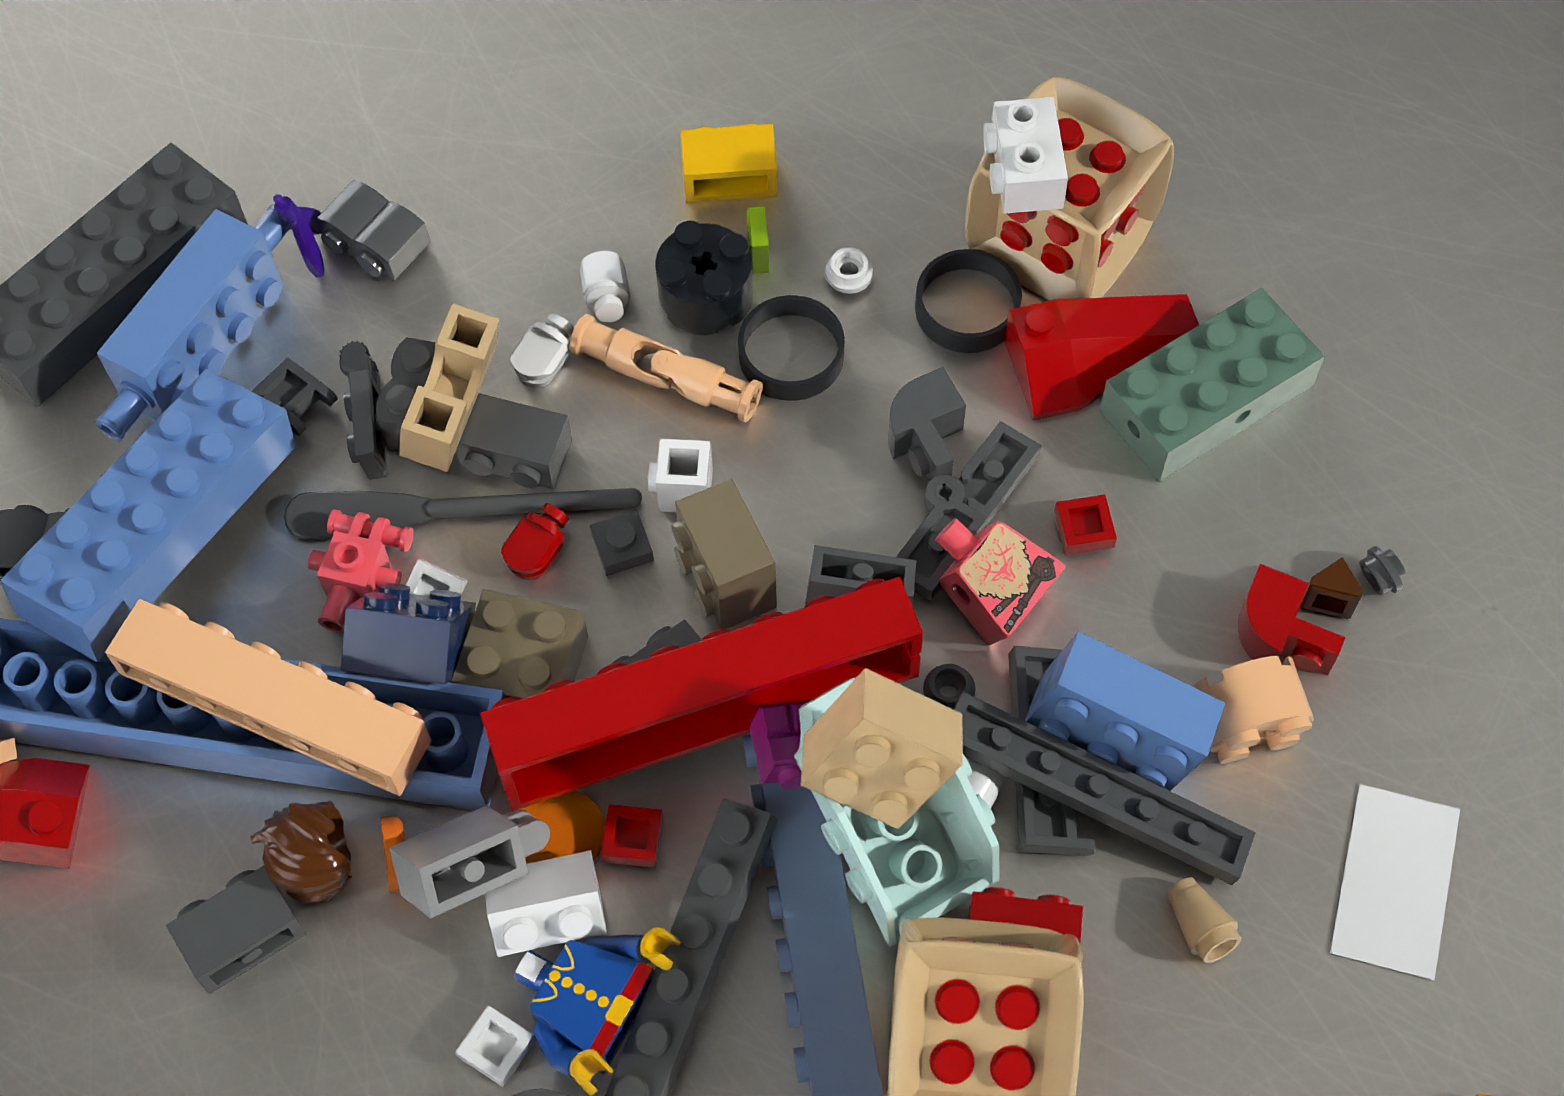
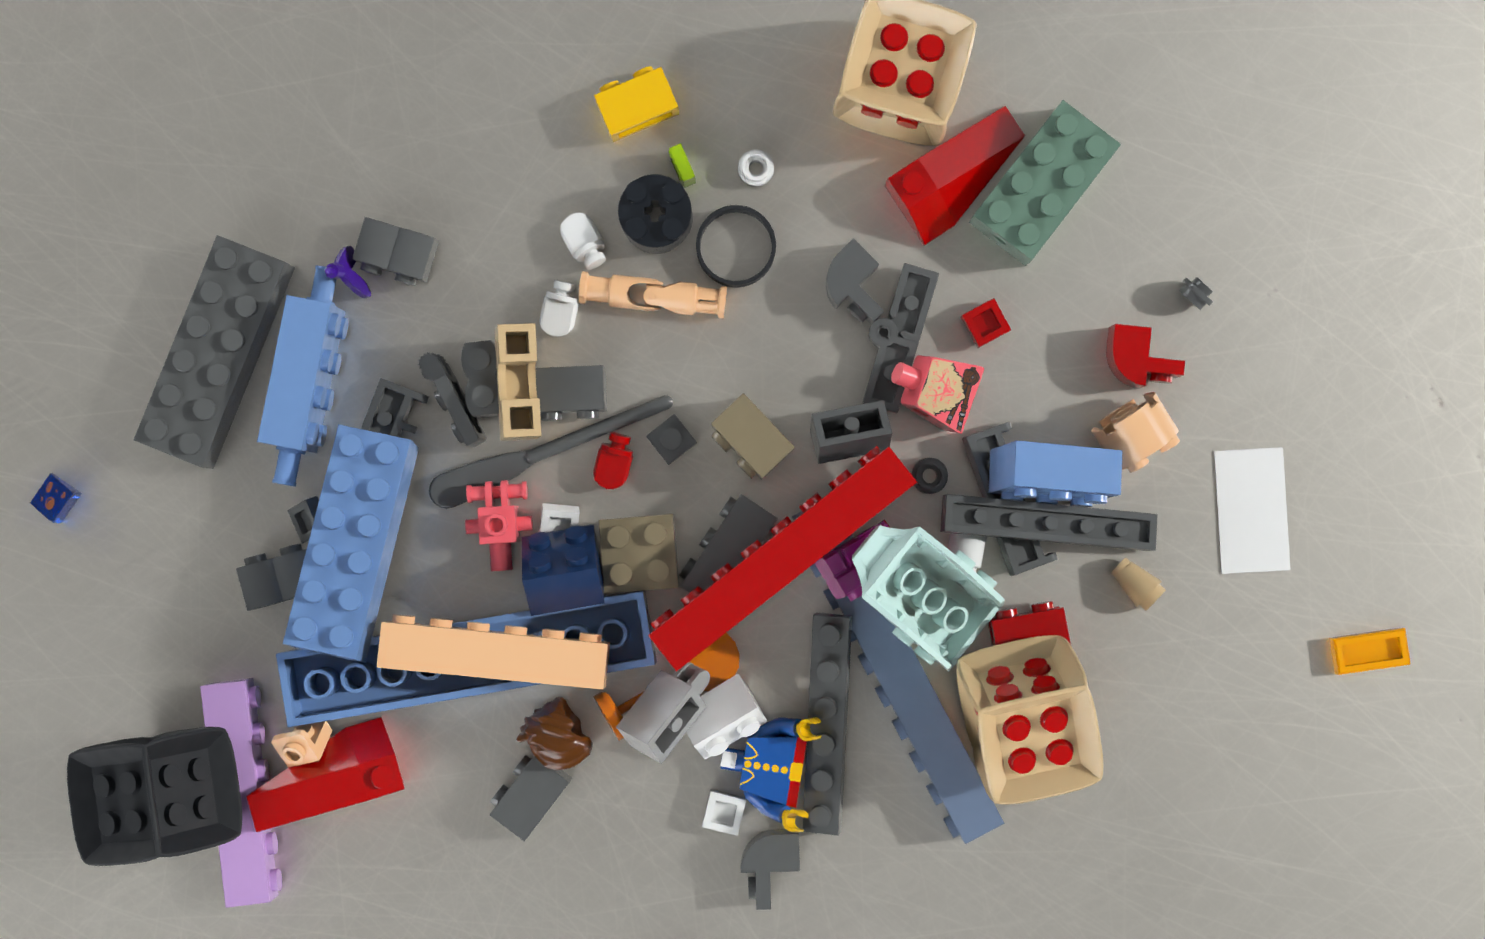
camera: 20 degrees left, 25 degrees up
(632, 836) = (758, 649): red plate -> none
(681, 471) = (698, 383): white brick -> none
(882, 749) = (921, 585): tan brick -> none
(960, 260) = (850, 127): black tyre -> none
(1027, 155) = (877, 82): white brick -> none
(1333, 591) = (1168, 319): reddish brown slope -> none

